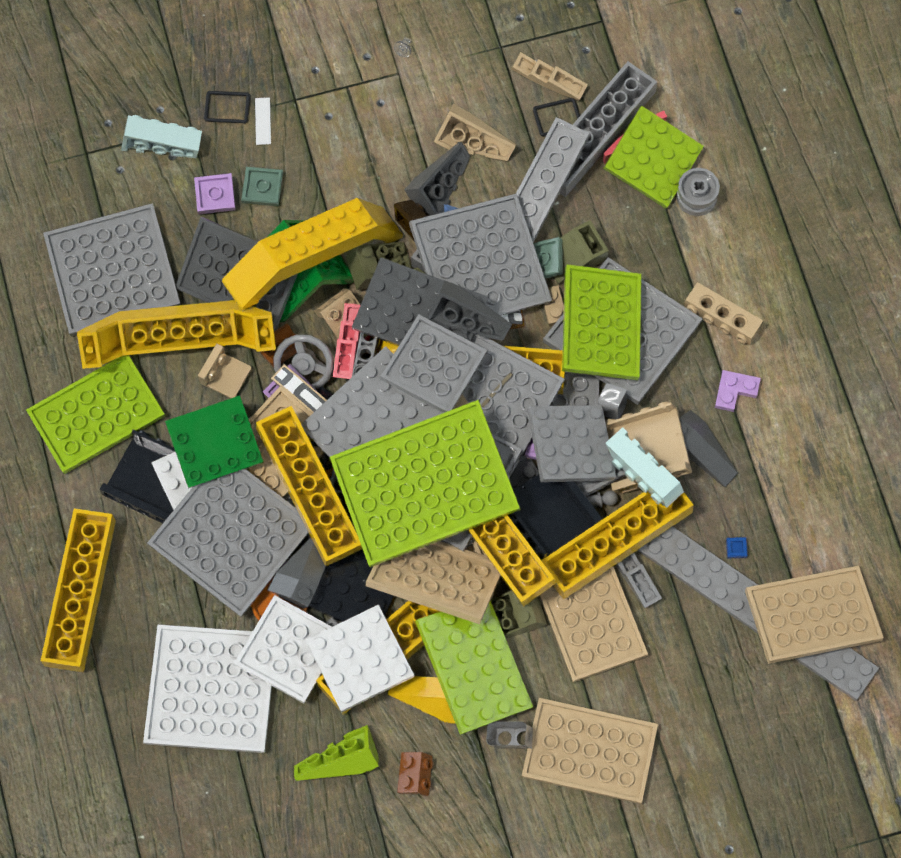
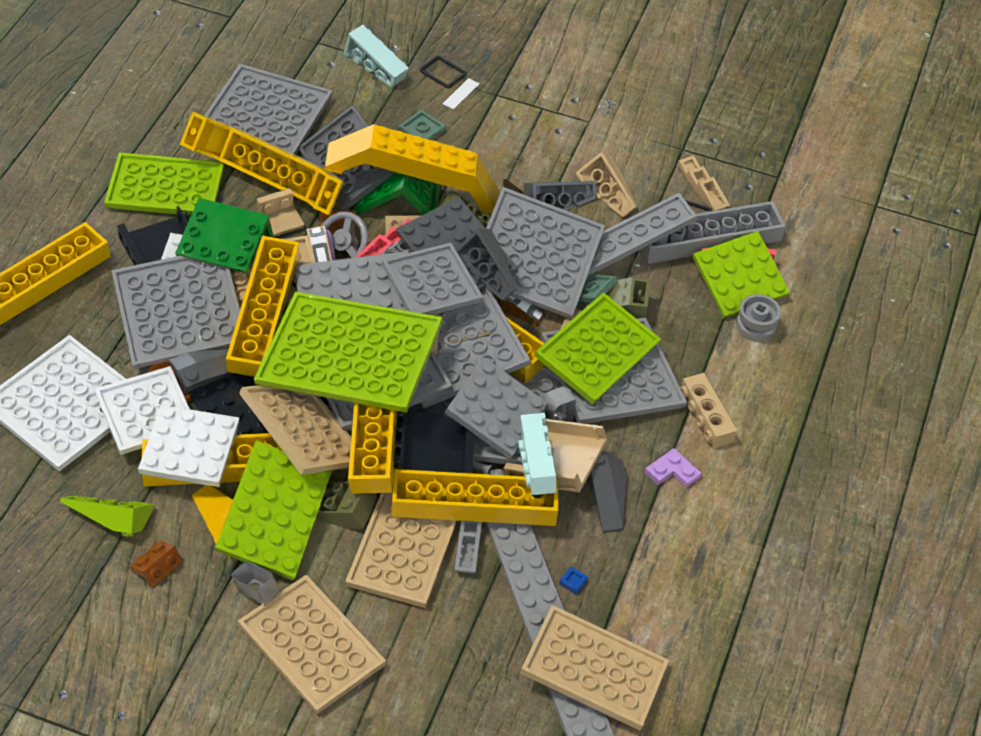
camera: 30 degrees right, 20 degrees down
(214, 193) = (382, 111): lavender plate -> none

